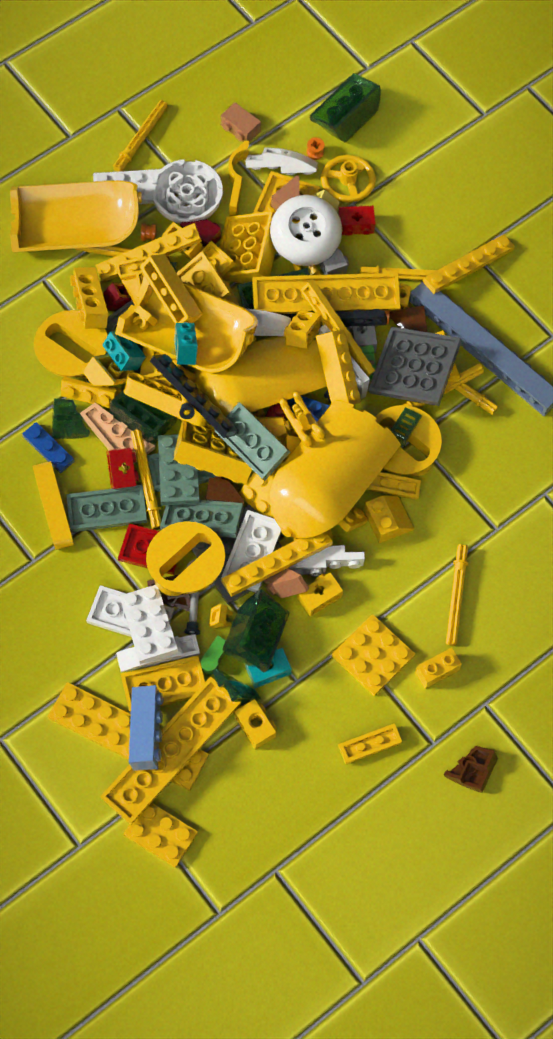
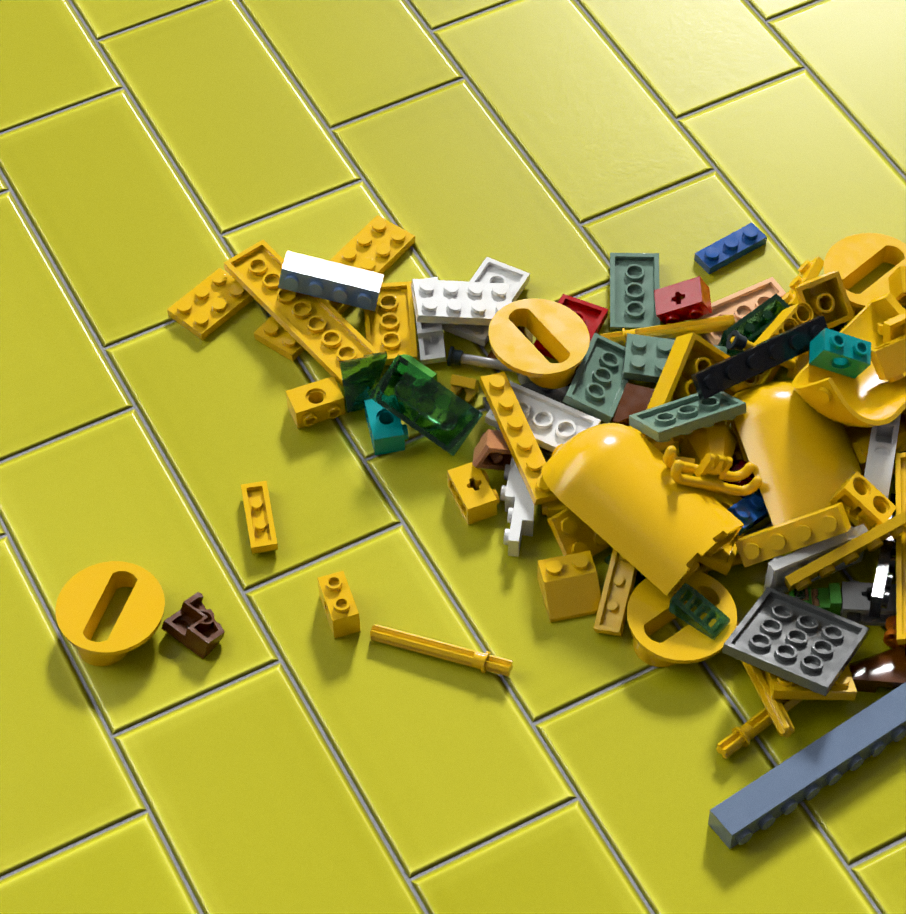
camera: 105 degrees right, 15 degrees down
(53, 505) = (664, 239): yellow beam -> none
(67, 421) = (764, 265): clear green slope -> none
(123, 352) = (837, 313): teal brick -> none
(373, 655) = (378, 543): yellow plate -> none
(489, 807) = (87, 598): none -> yellow piece

